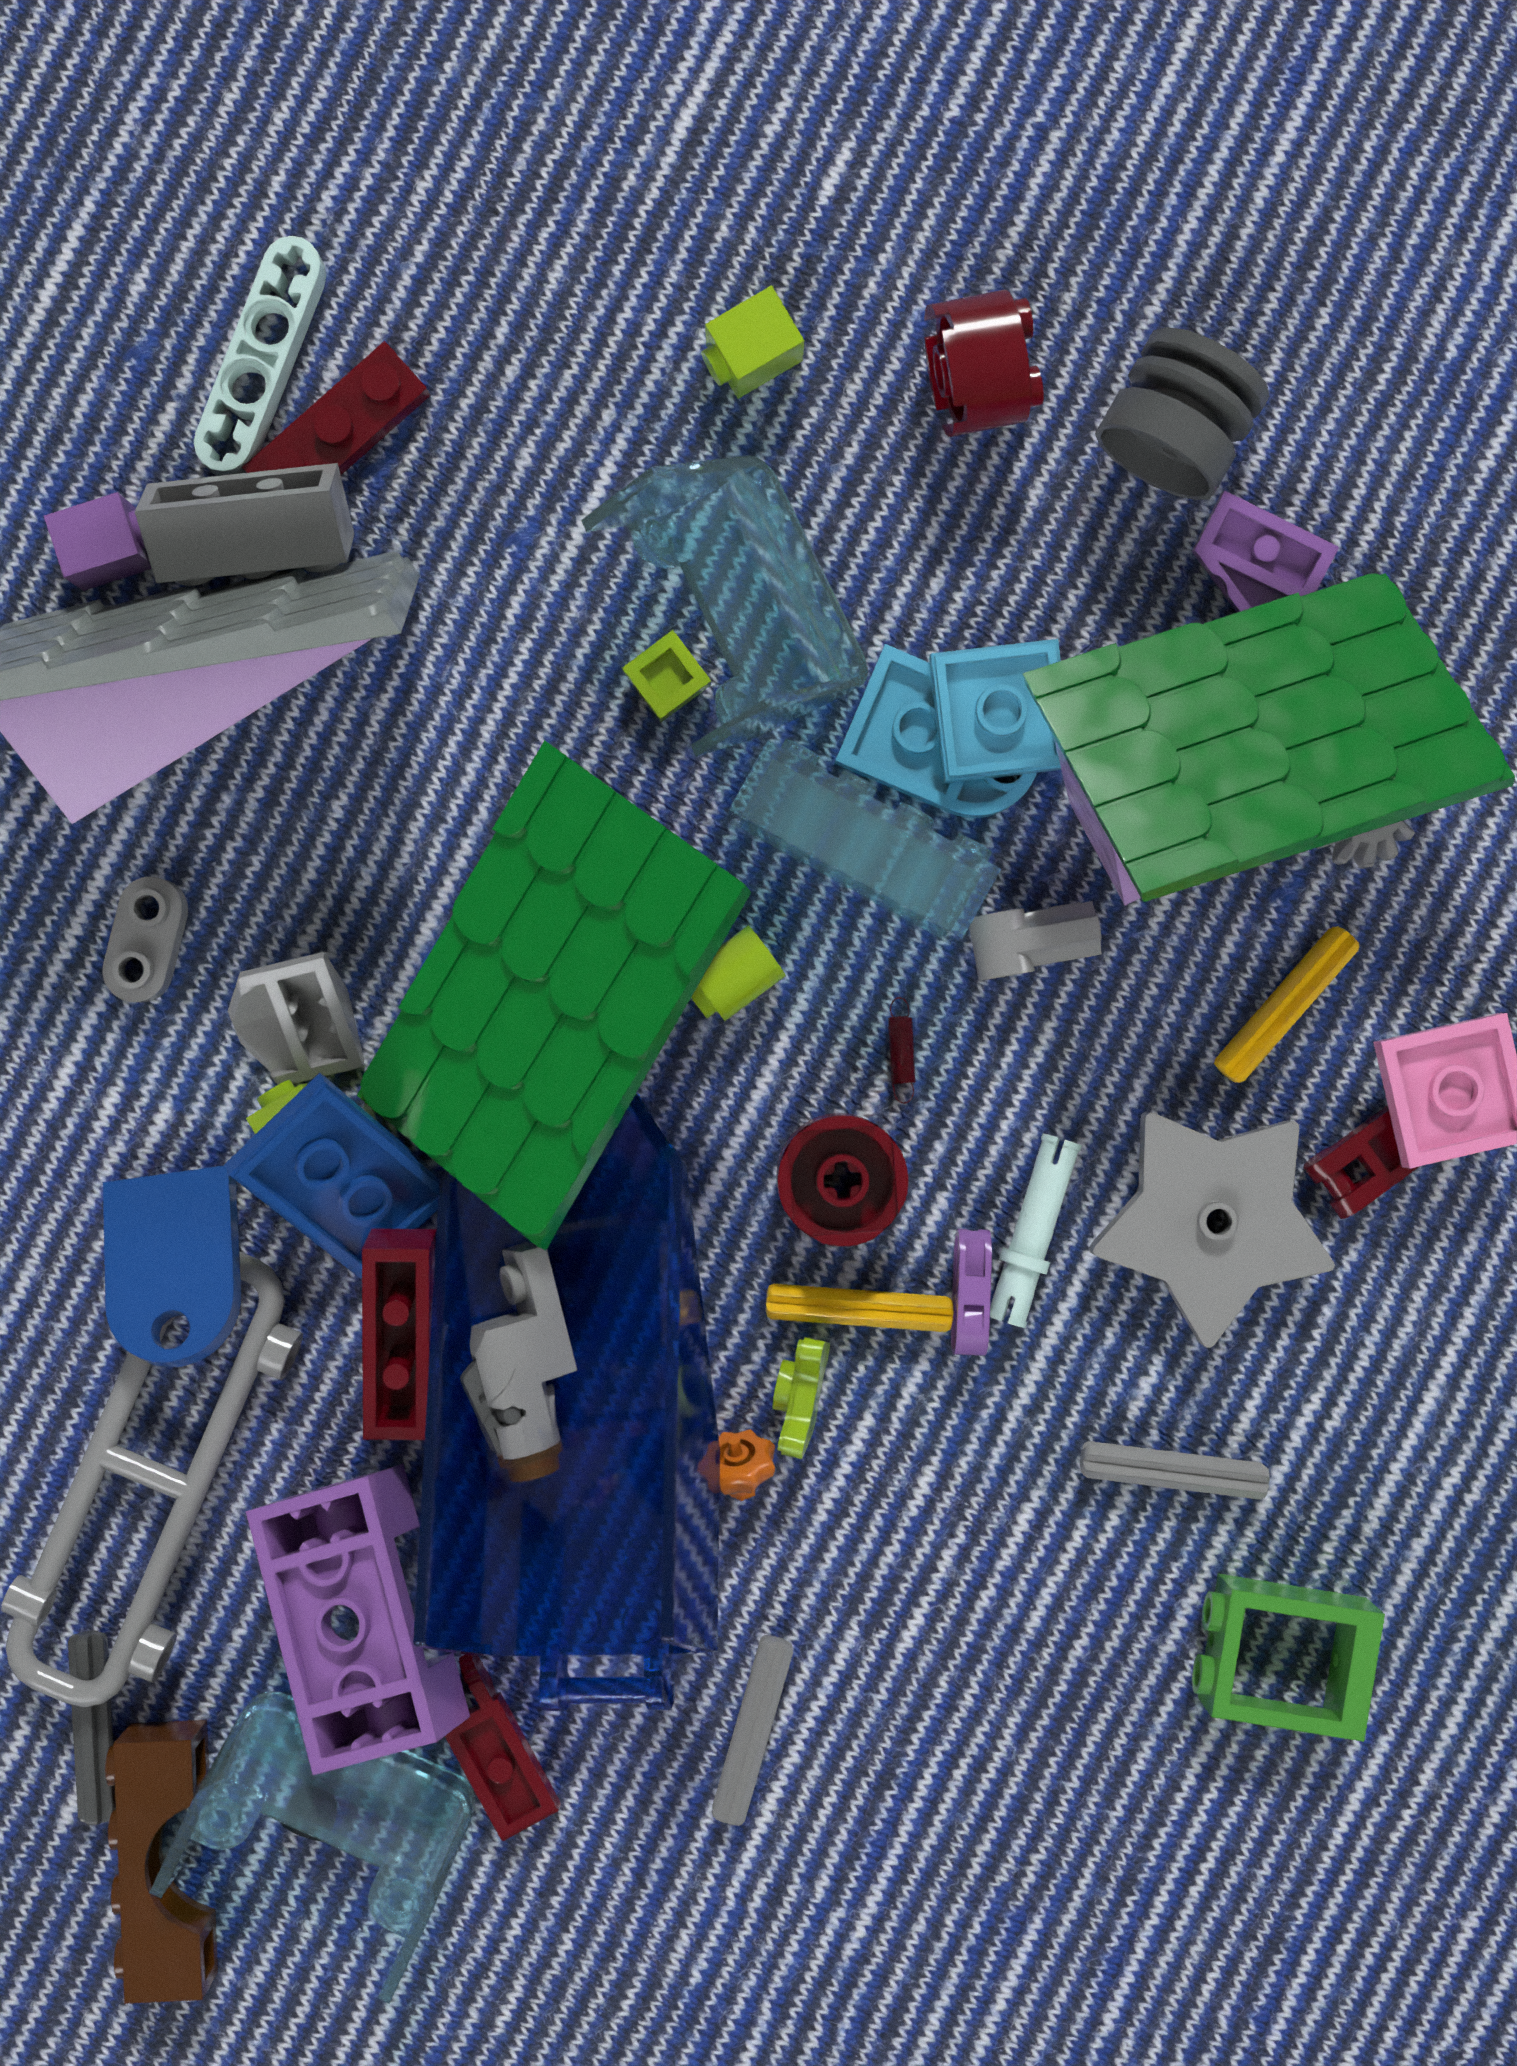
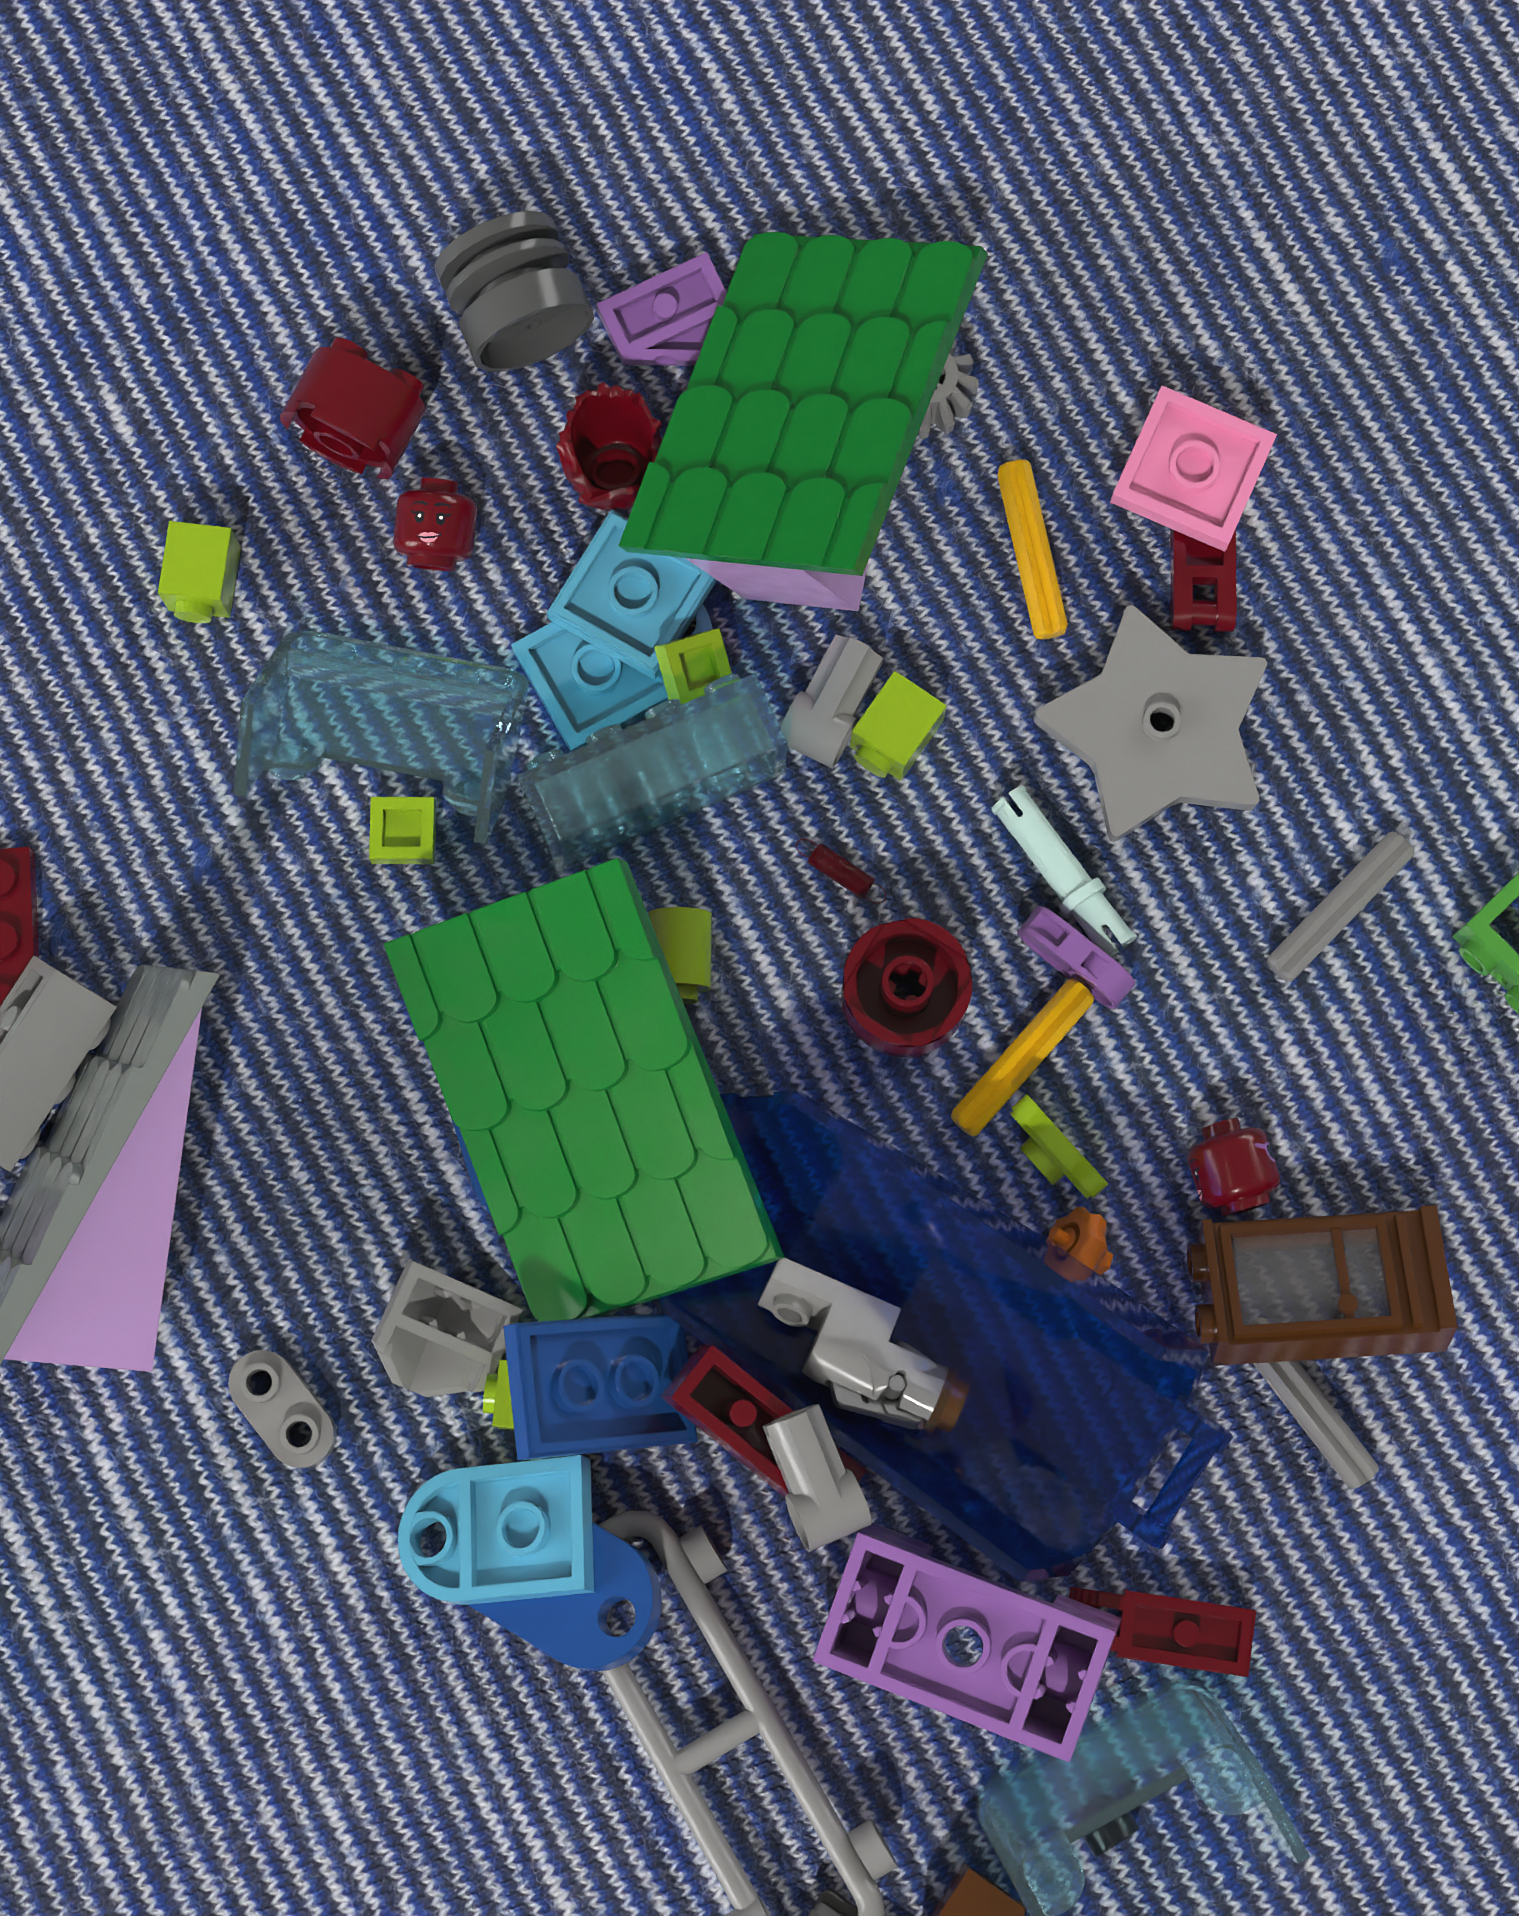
camera: 50 degrees left, 10 degrees down
(172, 1188) = (508, 1532): none -> medium azure tile
(380, 1421) = (822, 1494): none -> light grey piece
(851, 1683) = (1322, 1287): none -> reddish brown door
(894, 1541) = (1233, 1167): none -> dark red head
(936, 505) = (435, 525): none -> dark red head
(975, 807) = (692, 664): none -> lime plate
(1051, 1008) = (896, 727): none -> lime brick
(1108, 596) = (608, 446): none -> dark red hair

